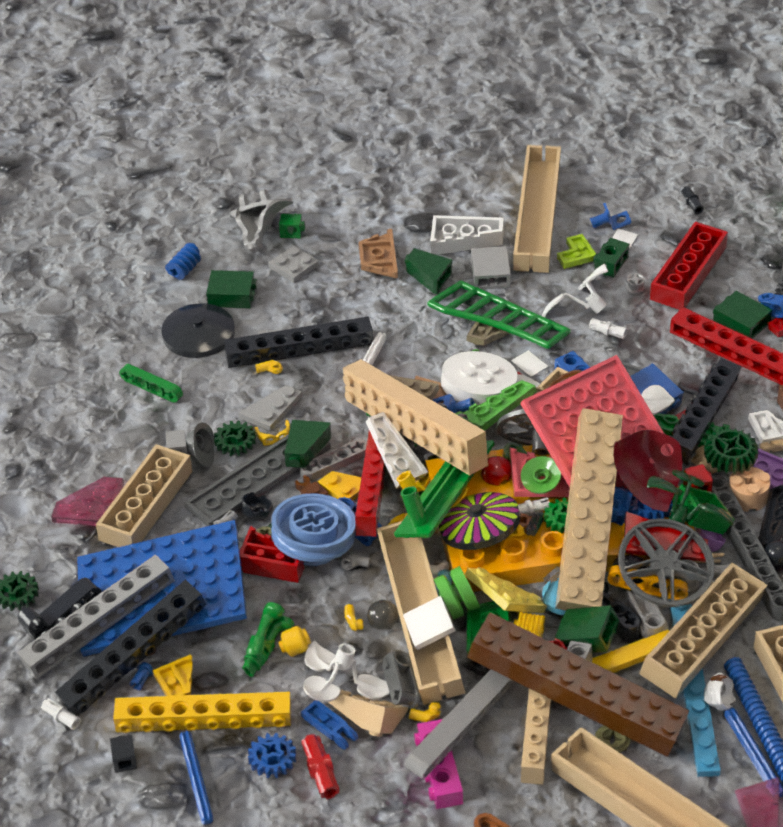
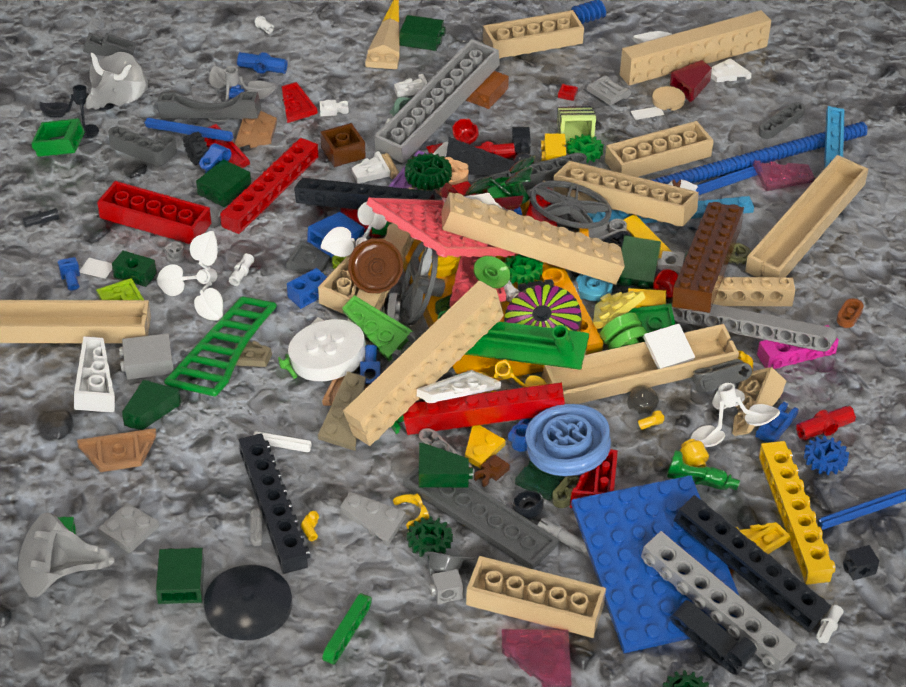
camera: 100 degrees left, 0 degrees up
(184, 261) = (129, 630): blue piece -> none
(529, 363) = (288, 326): white sticker -> none

